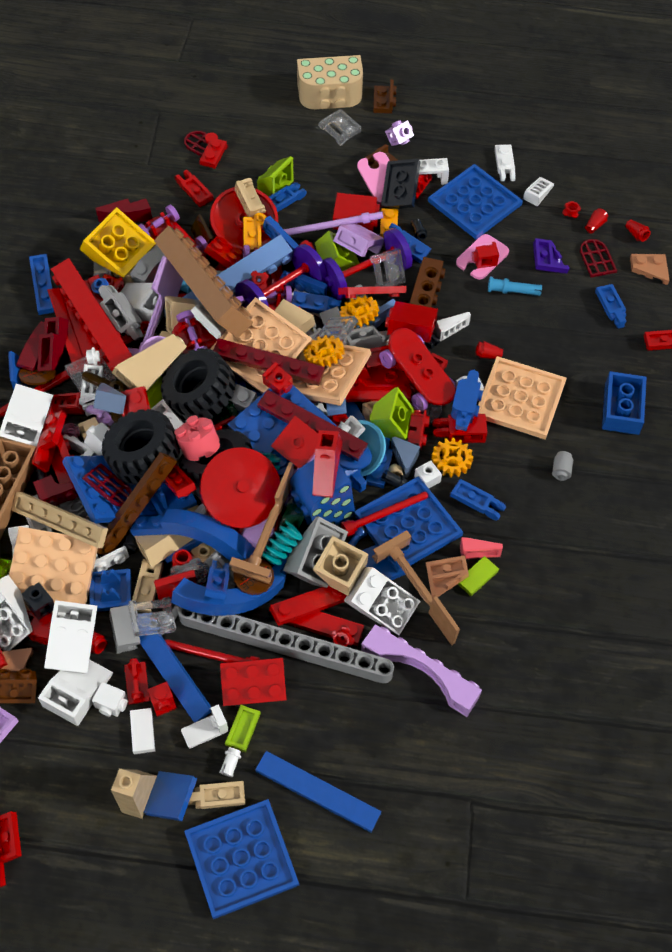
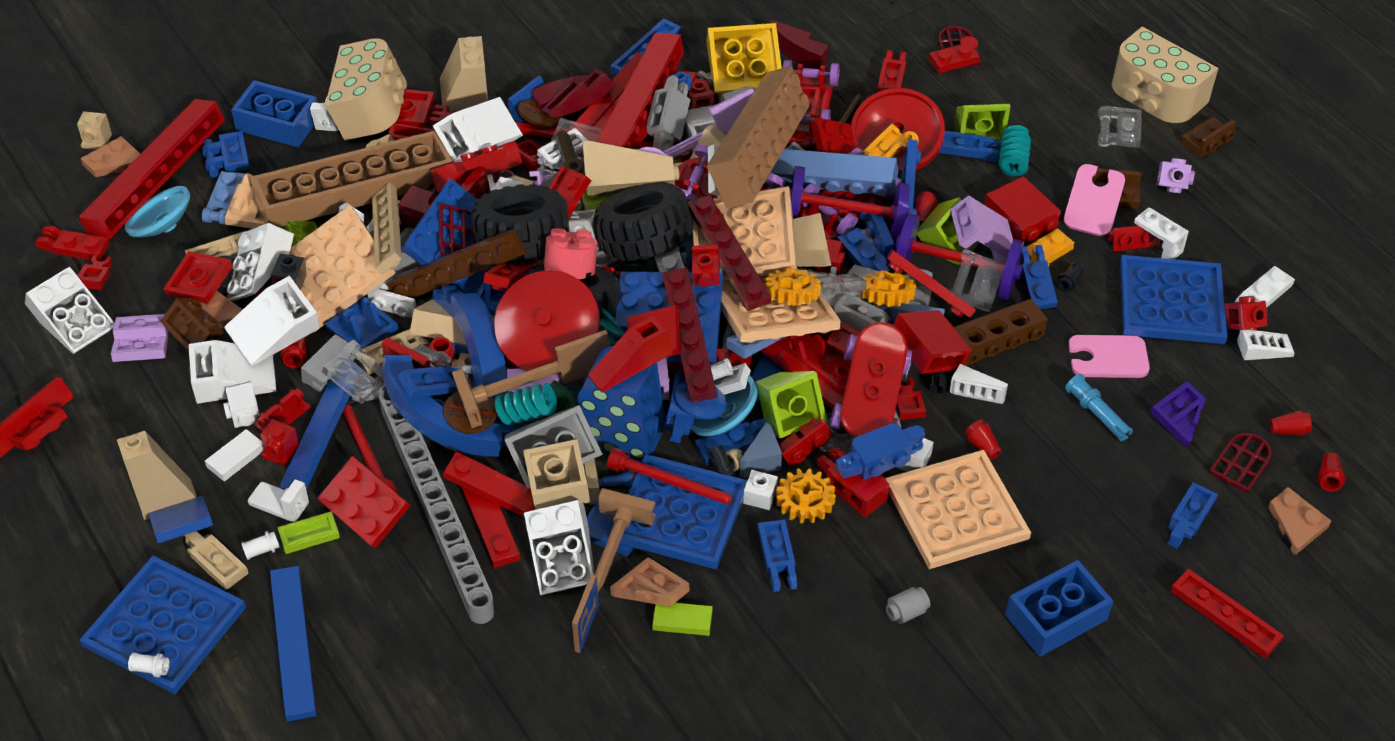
camera: 50 degrees right, 10 degrees down
(92, 356) = (590, 127): white plate -> none
(109, 399) = (547, 163): sand blue slope -> none
(249, 197) = (920, 110): tan hinge -> none
(263, 276) = (827, 189): red plate -> none
(273, 885) = (156, 665): none -> white pin
(311, 181) = (1015, 150): none -> teal piece
(336, 635) = (482, 541): red plate -> none
(365, 218) = (1014, 216): lavender bar -> none
(400, 184) = (1102, 218): black plate -> none
(458, 692) = (515, 687): lavender arch -> none
(478, 548) = (712, 593): coral slope -> none
(486, 256) = (1105, 353): red brick -> none
(518, 180) = (1246, 314): none -> red brick
(571, 209) = (1278, 391): red plate -> none

